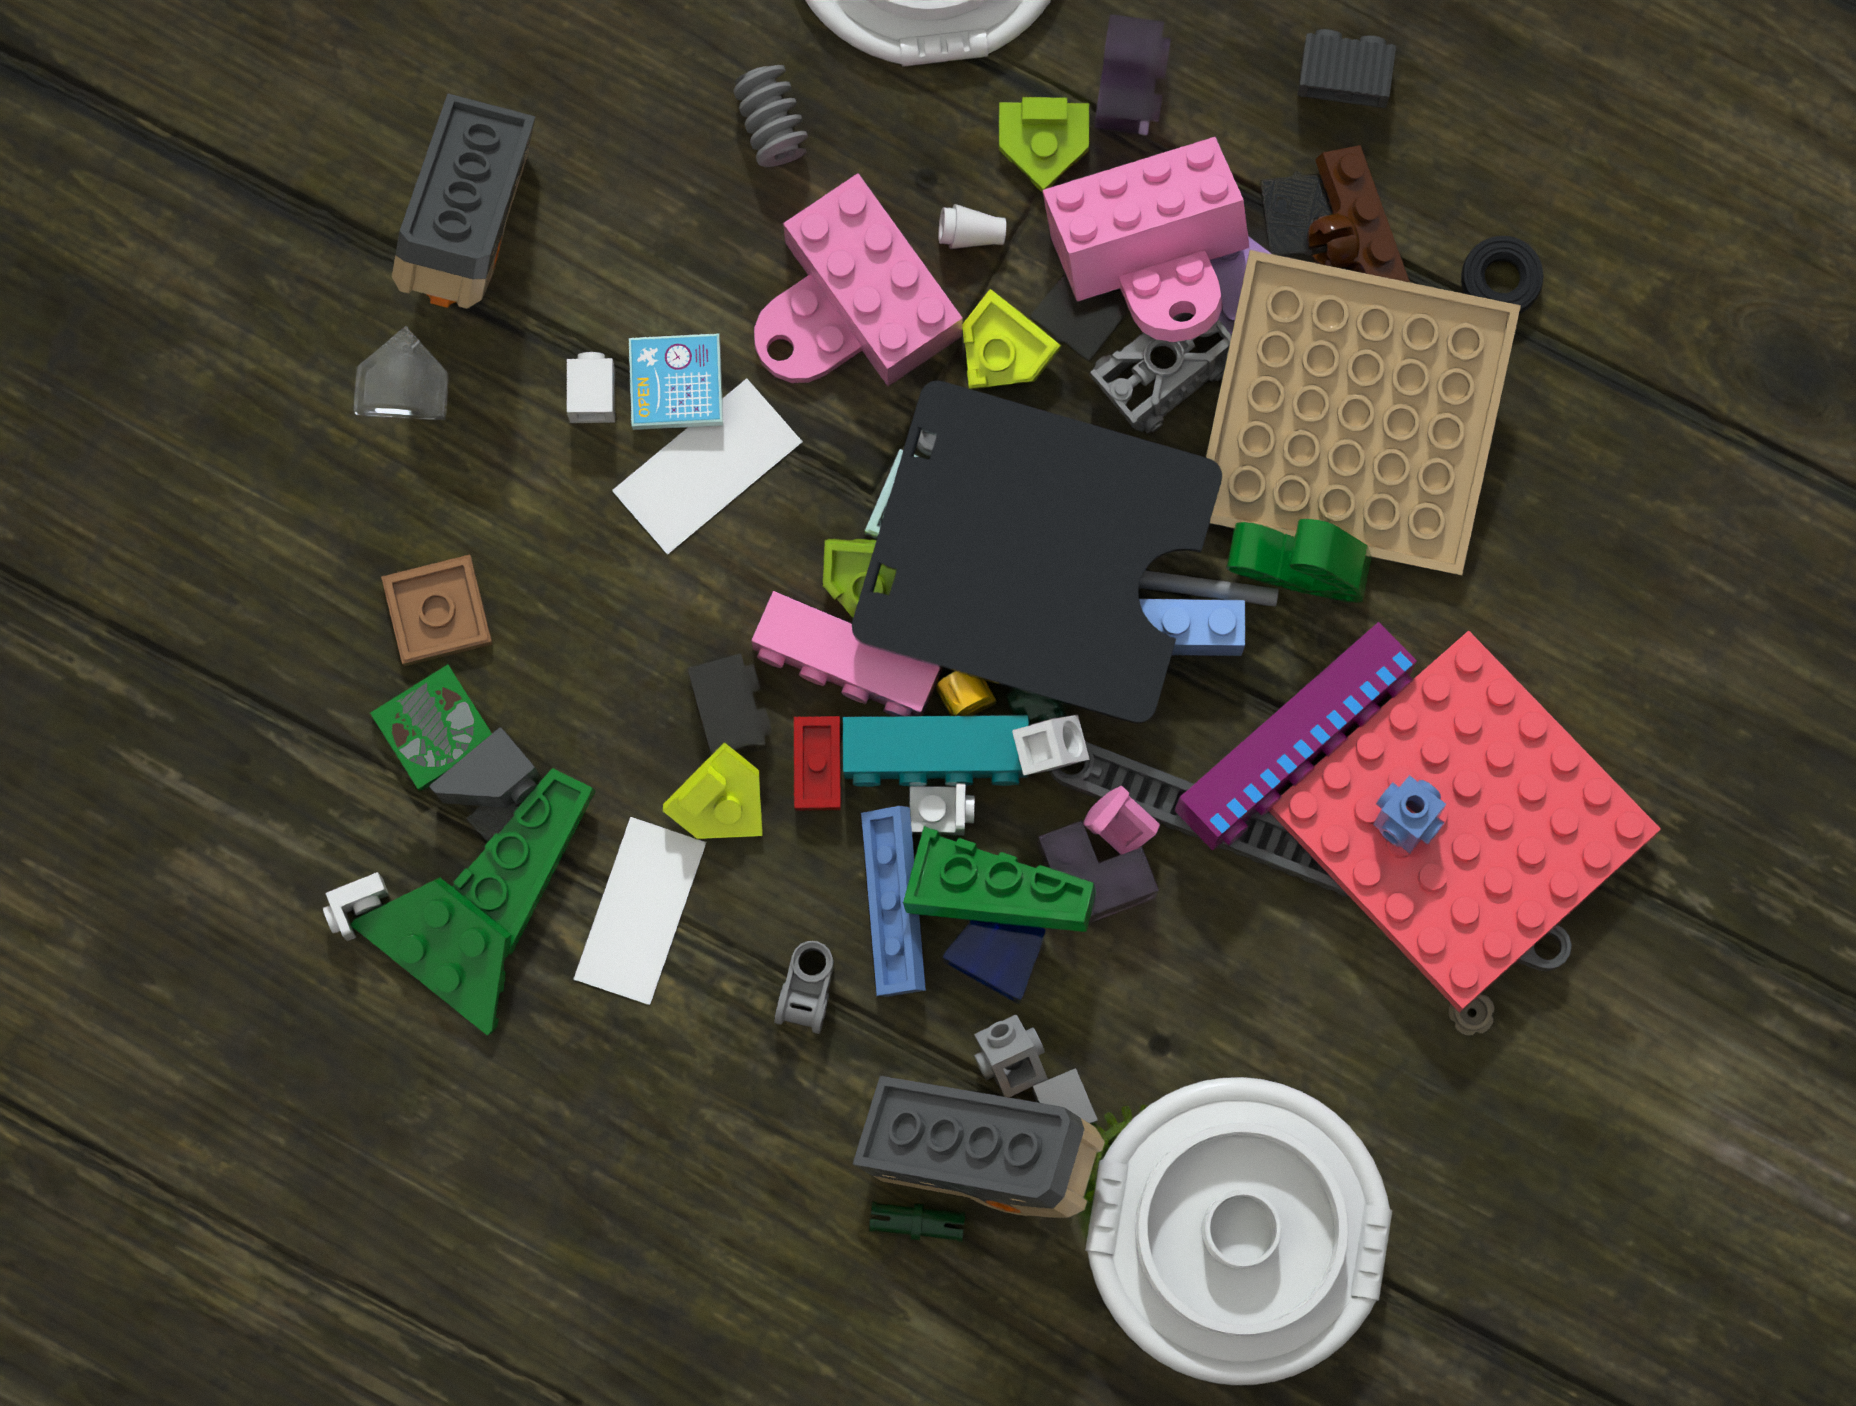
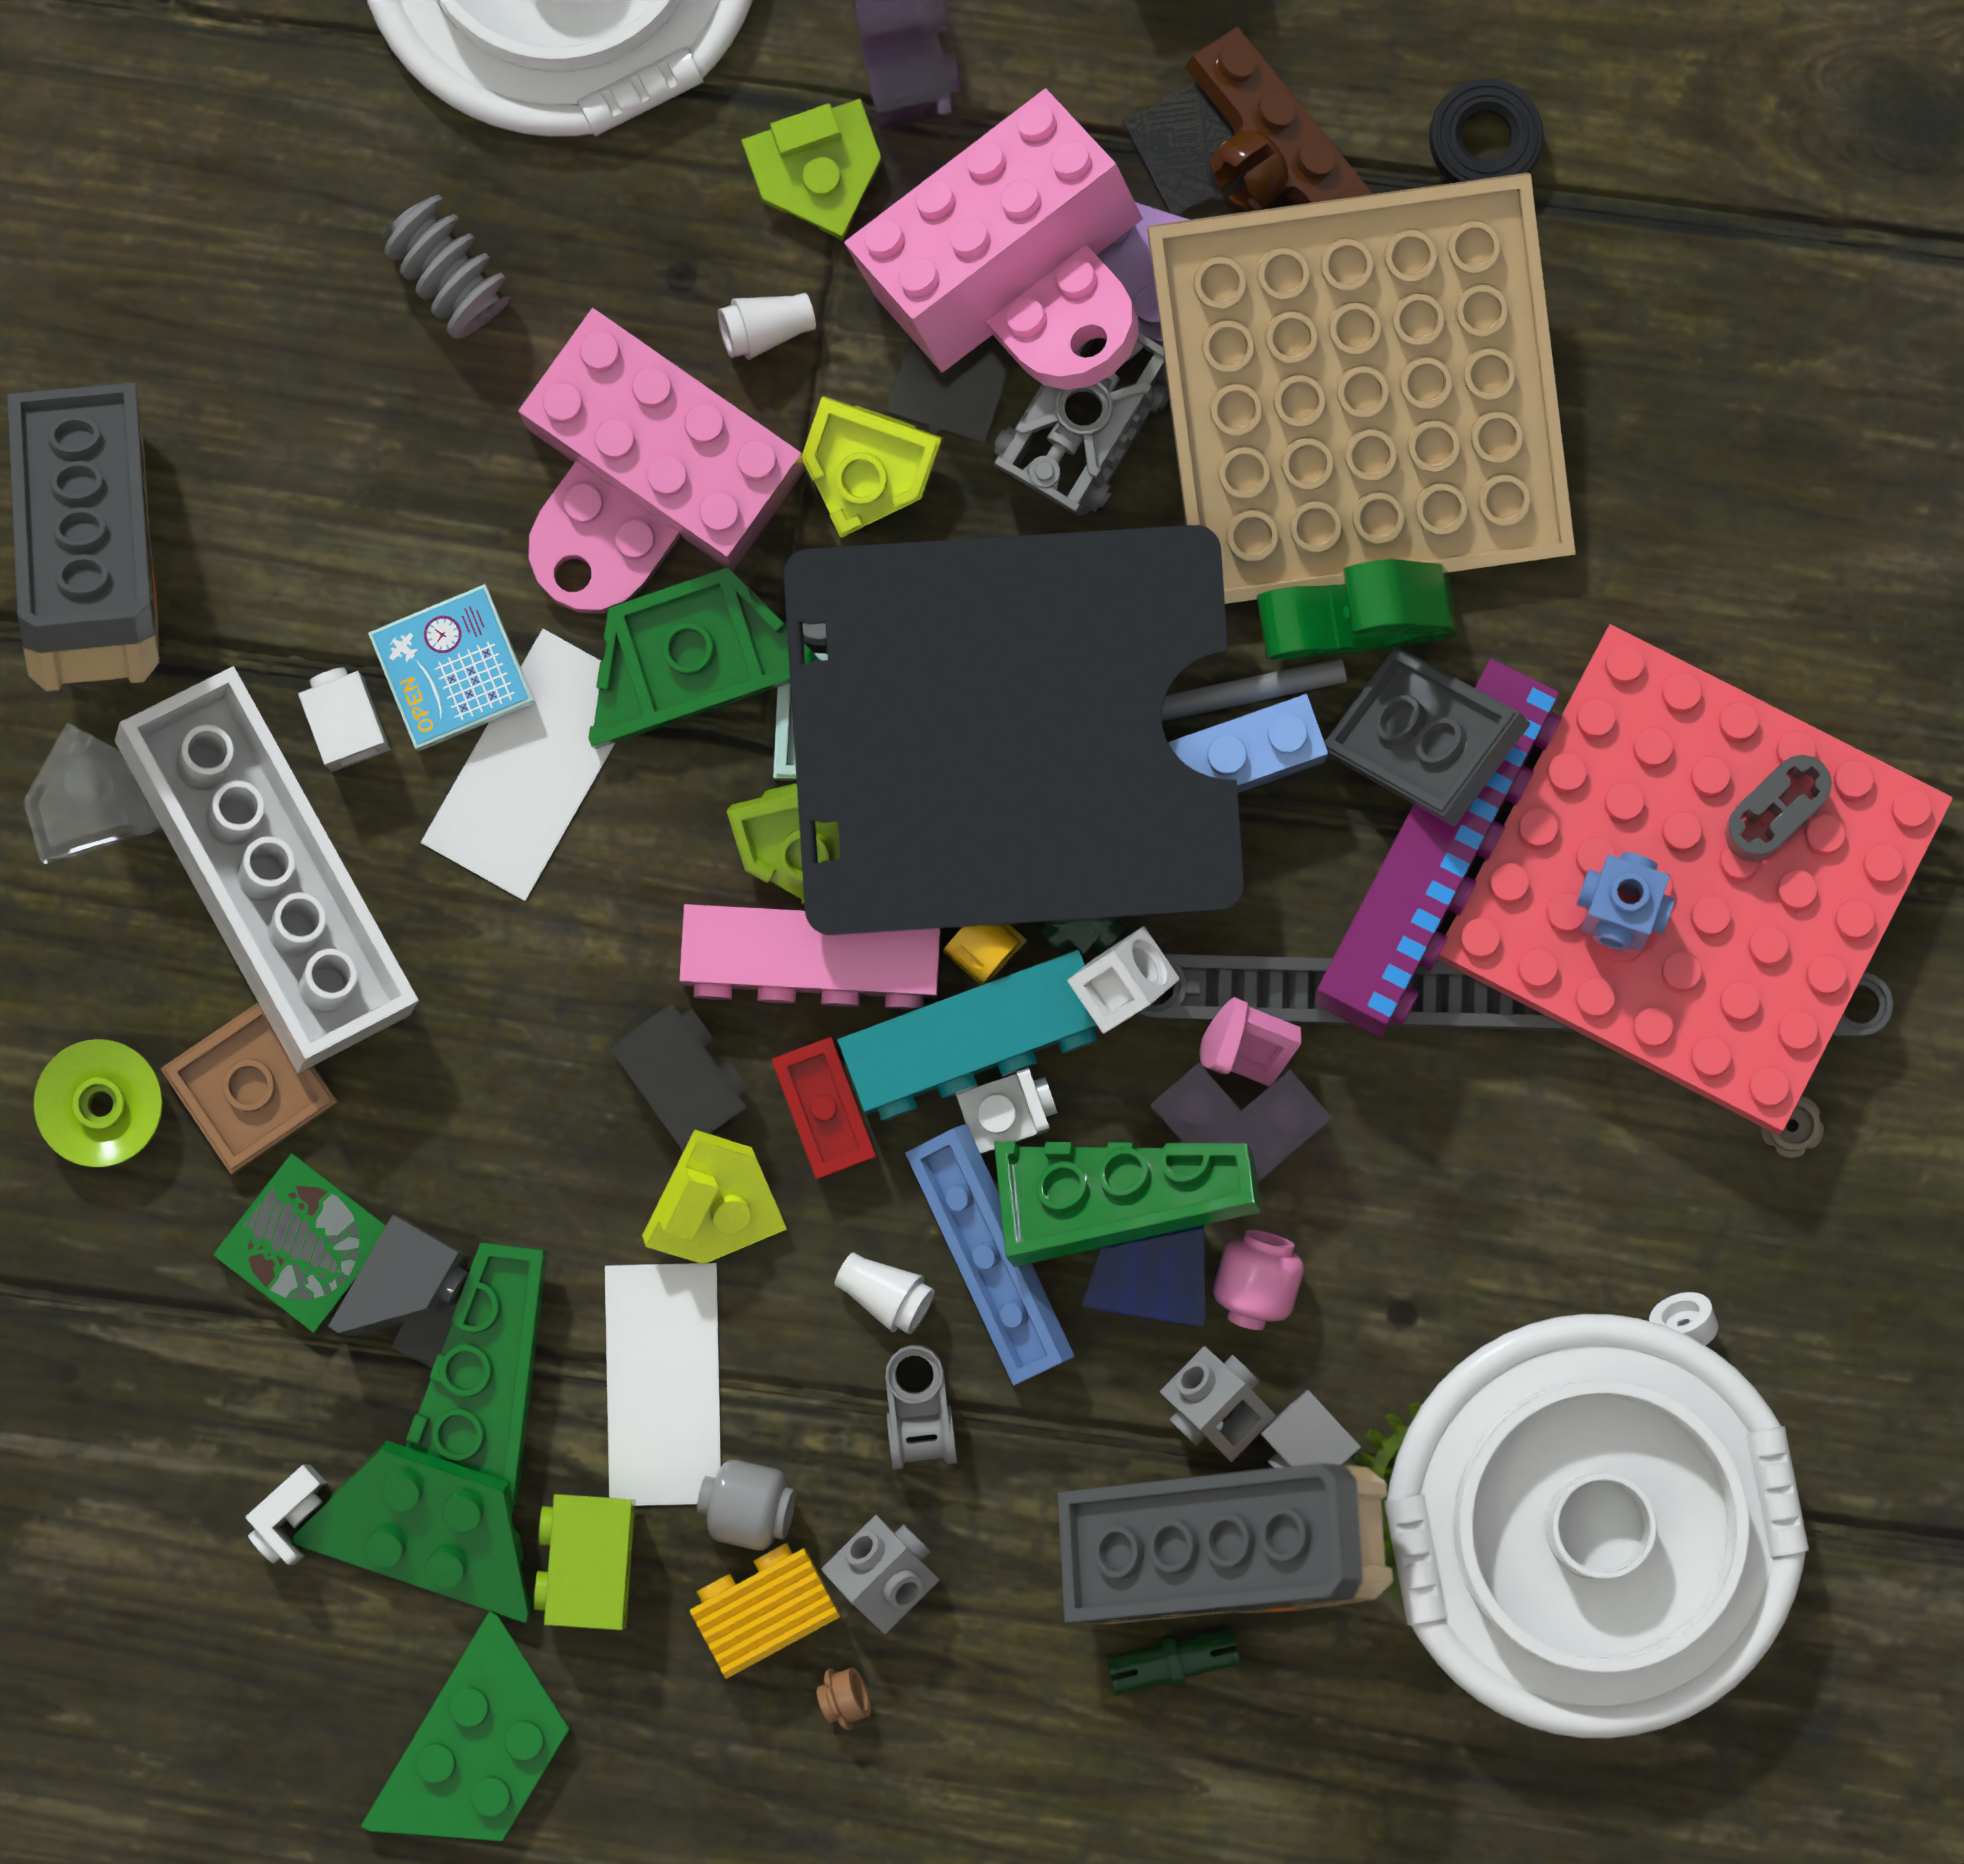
camera: 15 degrees left, 5 degrees up
(326, 562) = (66, 1095): none -> lime dish
(422, 1108) = (475, 1748): none -> green wing
(501, 468) = (265, 869): none -> white brick
(544, 1008) = (587, 1561): none -> lime brick
(651, 1085) = (764, 1611): none -> yellow brick
(666, 1009) = (747, 1505): none -> light grey head
(684, 1164) = (844, 1697): none -> medium nougat plate
(741, 1087) = (882, 1572): none -> light grey brick
(815, 903) = (886, 1292): none -> white cone
(835, 428) = (686, 655): none -> green wing
(1069, 983) = (1258, 1279): none -> bright pink head
(1315, 657) = (1425, 735): none -> dark grey tile
(1355, 1113) = (1687, 1314): none -> white tile
(1533, 781) = (1767, 797): none -> dark grey beam

